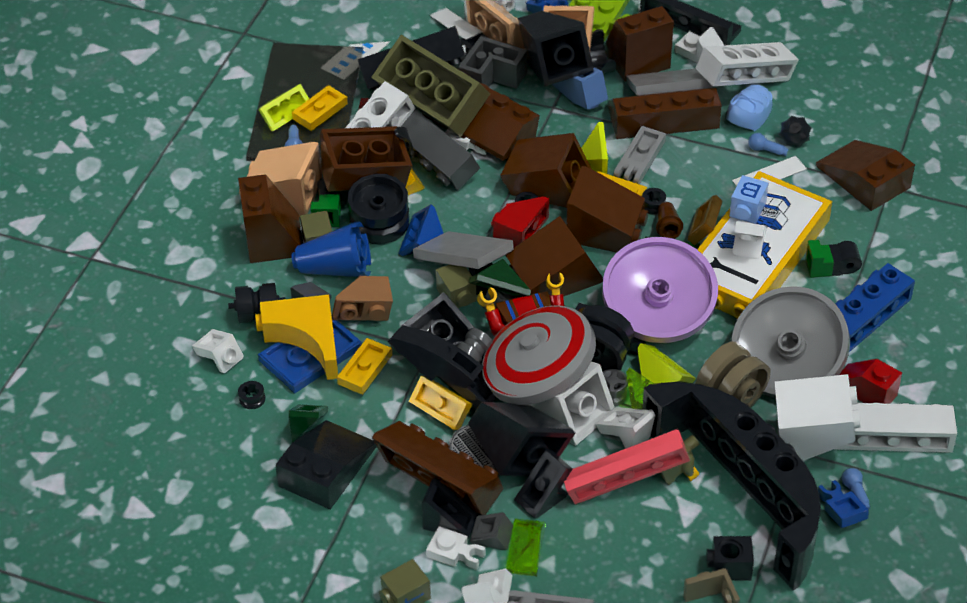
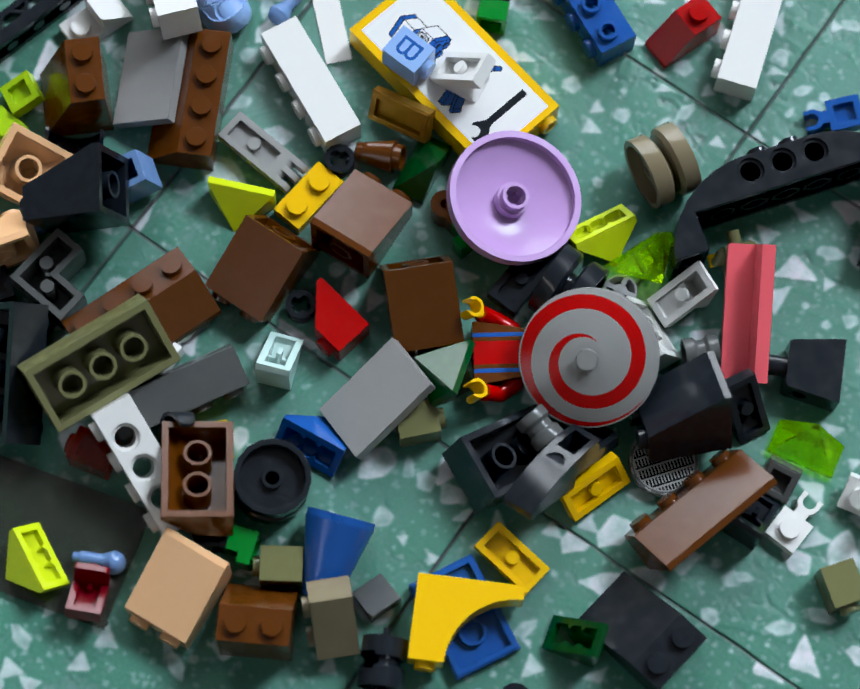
camera: 80 degrees left, 25 degrees up
(266, 137) = (88, 592): none -> dark red bracket
(282, 259) = (332, 618): none -> dark tan brick
(319, 108) = (54, 514): yellow plate -> none
(364, 300) = (414, 531): medium nougat slope -> none
(477, 197) = (279, 360): none -> light aqua slope
(581, 448) = (692, 348): none -> dark grey wheel
(595, 530) = (811, 371): none -> black torso
(706, 167) = (309, 84): none -> white brick
(794, 334) = (620, 85): light grey dish -> none
(817, 413) = (744, 99): white slope -> none
(852, 479) = (804, 94): medium blue piece -> none

